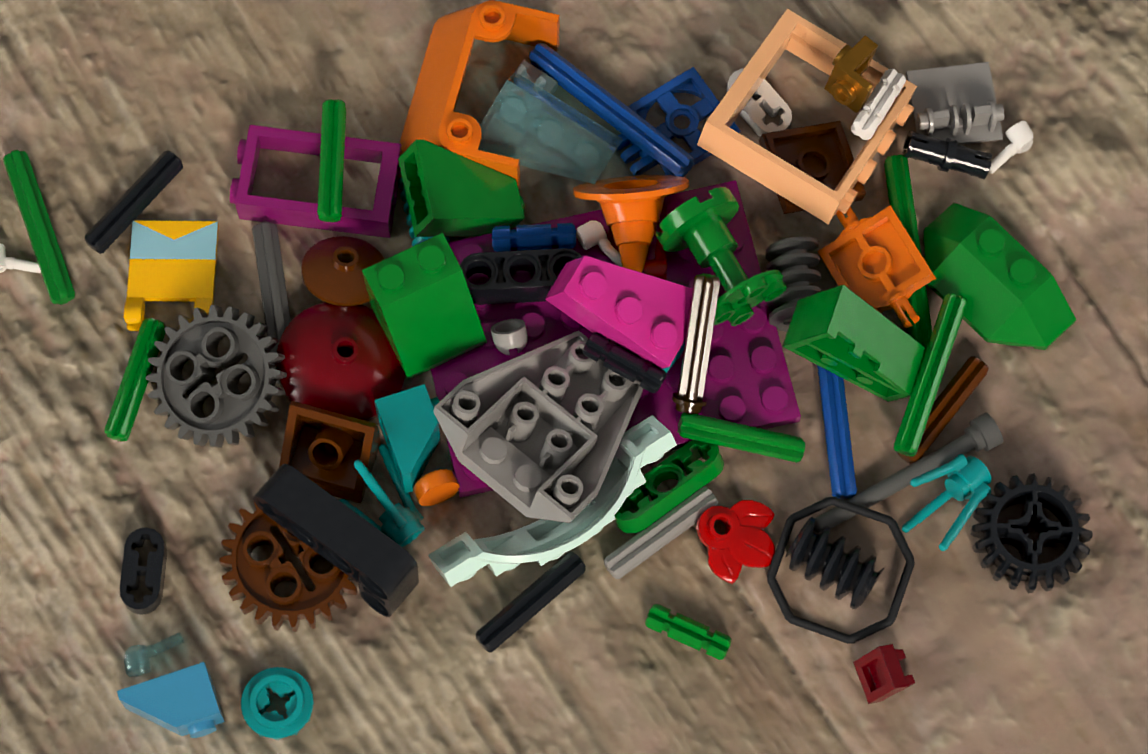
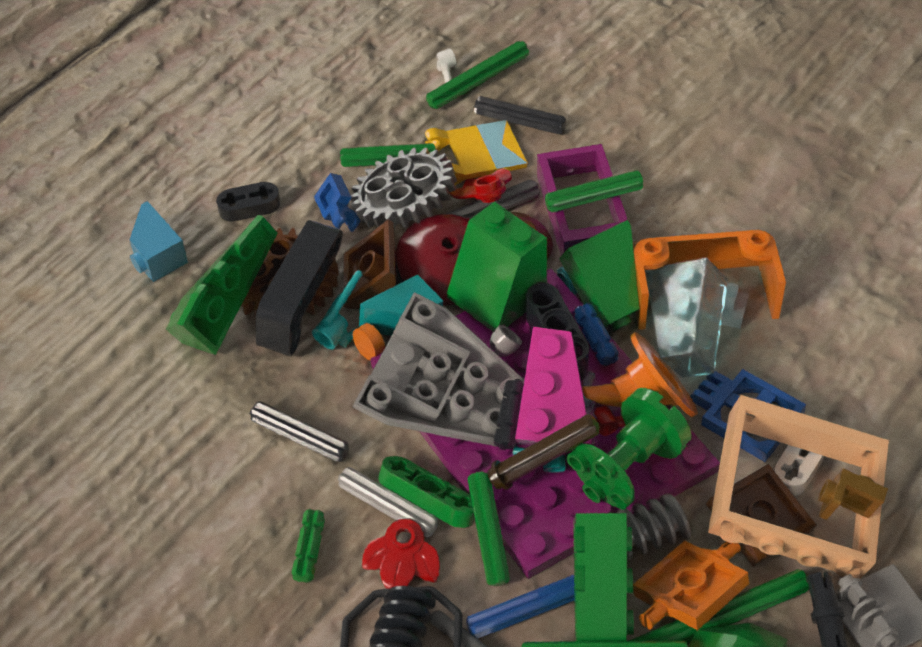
camera: 75 degrees right, 20 degrees down
(137, 656) = (182, 216): clear light blue hand -> none
(195, 465) = (333, 201): none -> blue plate
(247, 285) = (485, 188): none -> red plate
(283, 683) = (166, 290): teal gear -> none
(331, 660) = (217, 296): none -> green wedge
(551, 539) = (359, 427): light aqua piece -> none
(593, 234) = (614, 368): white hand -> none
(611, 110) = (733, 359): blue axle -> none
(878, 104) = (835, 528): white axle -> none

